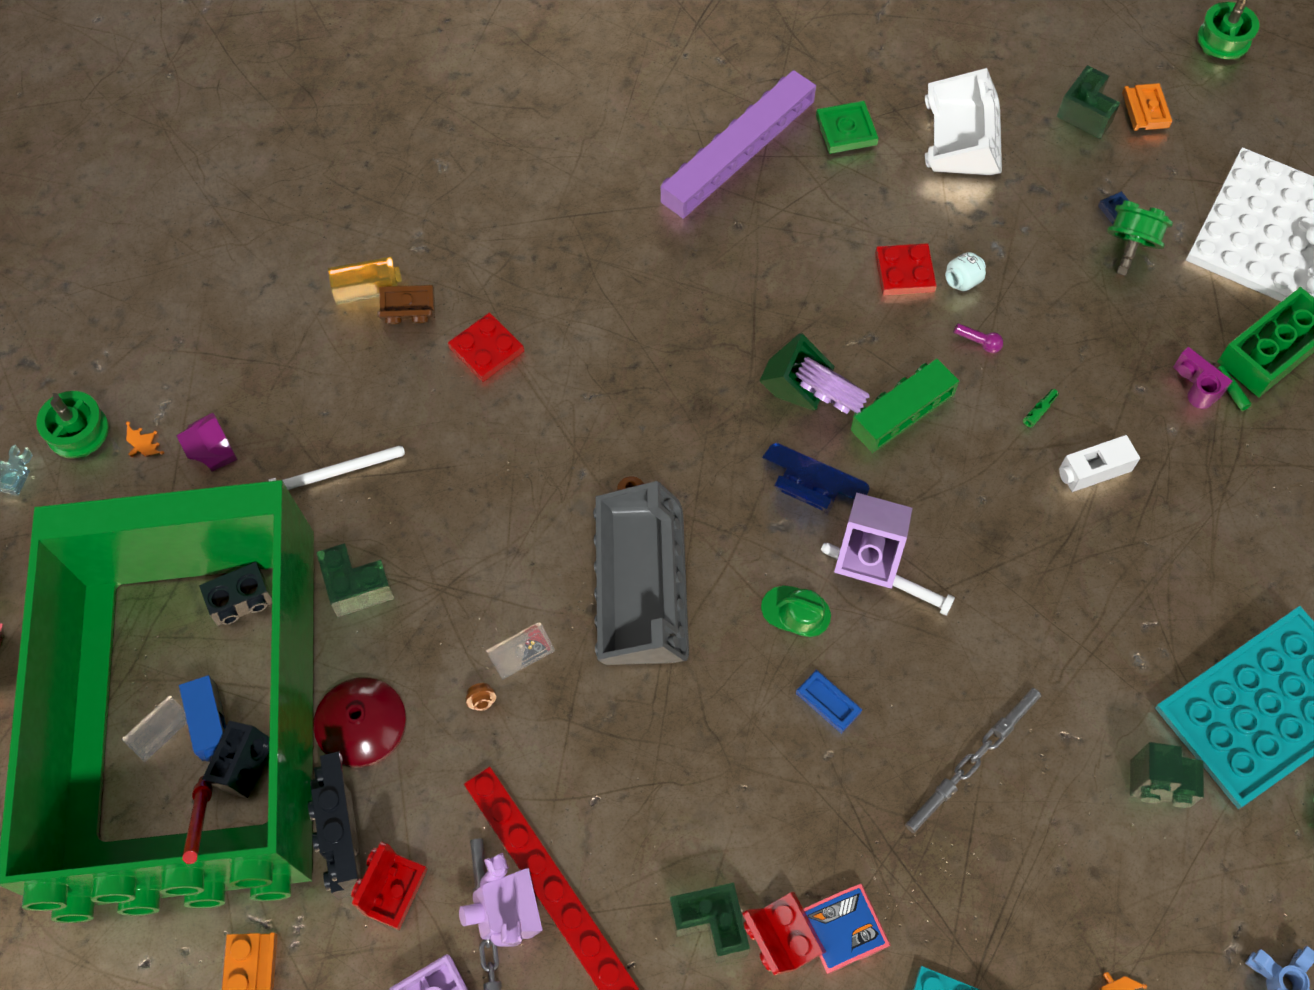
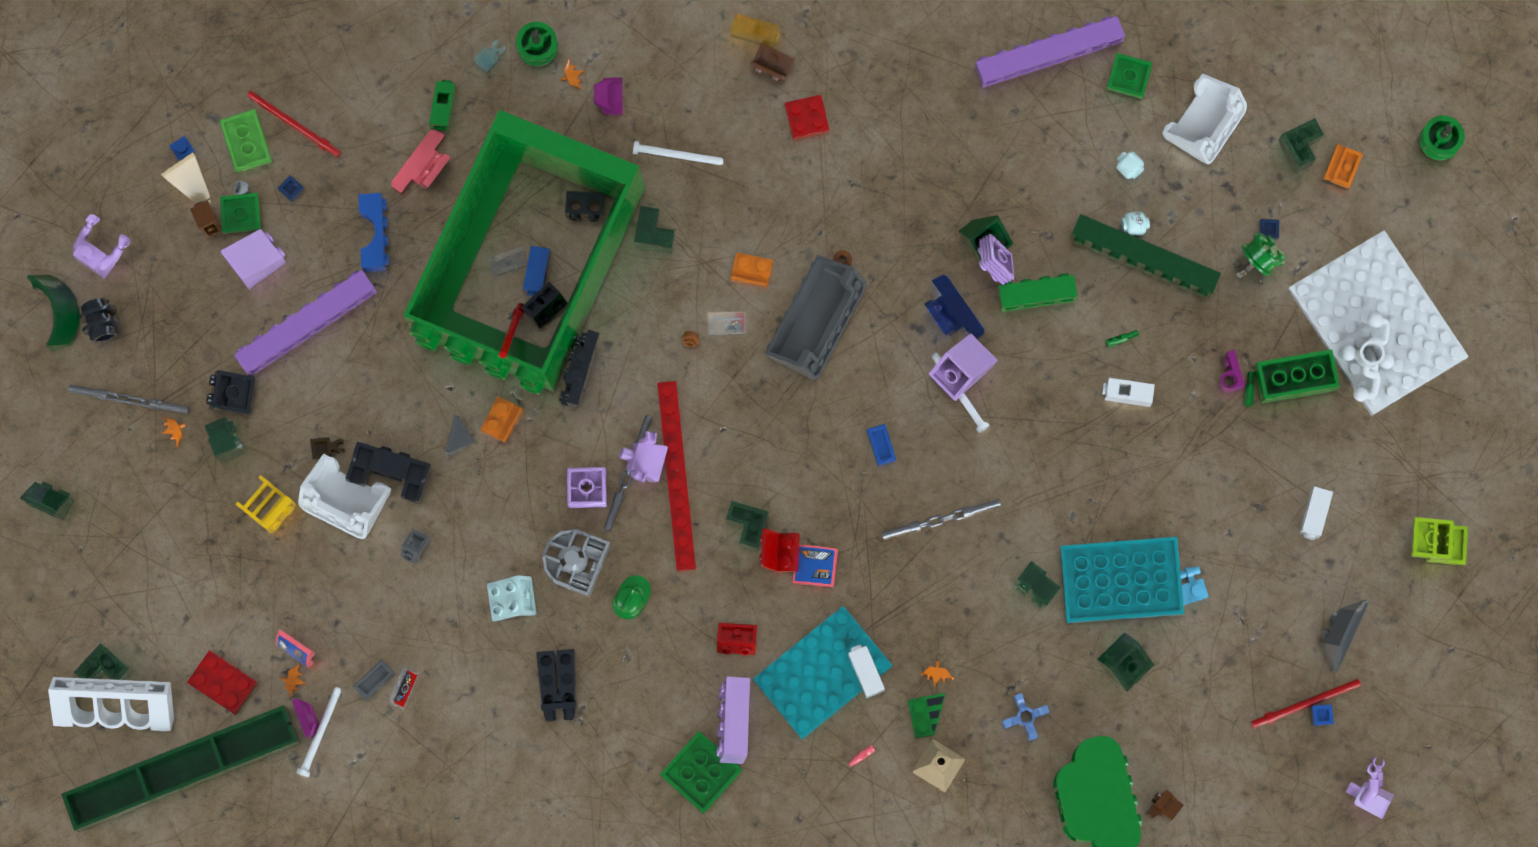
camera: 30 degrees right, 15 degrees up
(371, 735) = (620, 329): dark red dish -> none
(387, 886) = (591, 416): red bracket -> none
(516, 563) = (751, 270): none -> orange plate
(796, 610) = (895, 383): green piece -> none
(905, 269) = (1100, 200): red plate -> none
(914, 213) = (1130, 165): none -> light aqua head
(991, 342) = (1121, 278): magenta bar -> none
(1002, 300) = (1145, 256): none -> dark green brick

